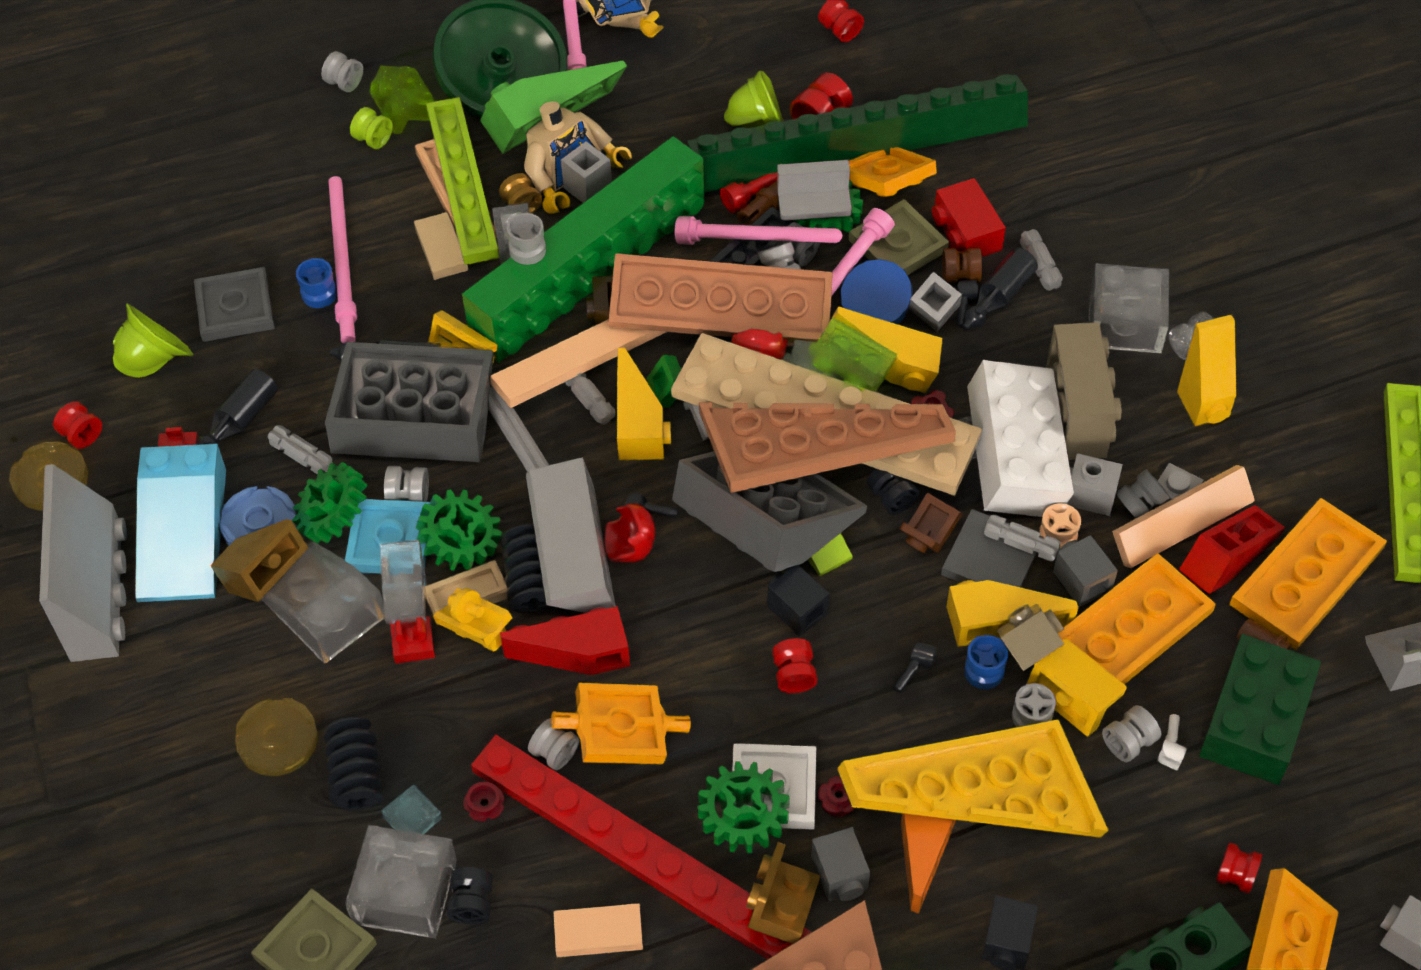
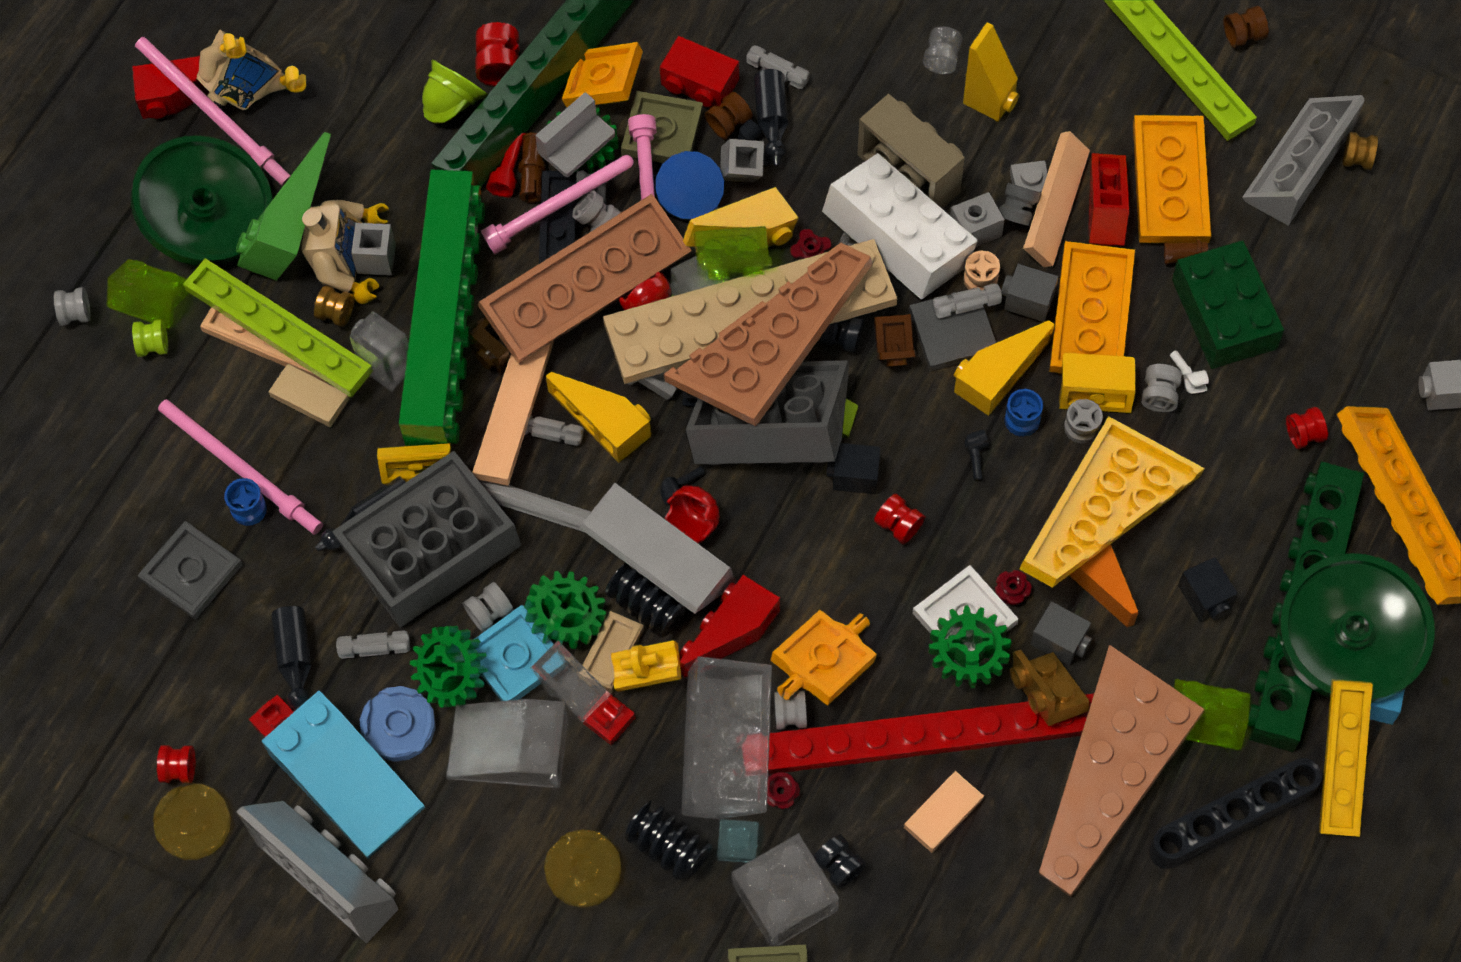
camera: 40 degrees left, 10 degrees up
(144, 345) = (162, 659): lime piece -> none
(259, 559) = (440, 752): pearl gold slope -> none
(475, 721) = (726, 739): none -> clear slope
(526, 238) = (410, 333): light grey wheel -> none
(662, 379) = (600, 371): green tile -> none
(1031, 634) = (1044, 369): dark tan brick -> none
(1131, 306) = (879, 61): clear brick -> none

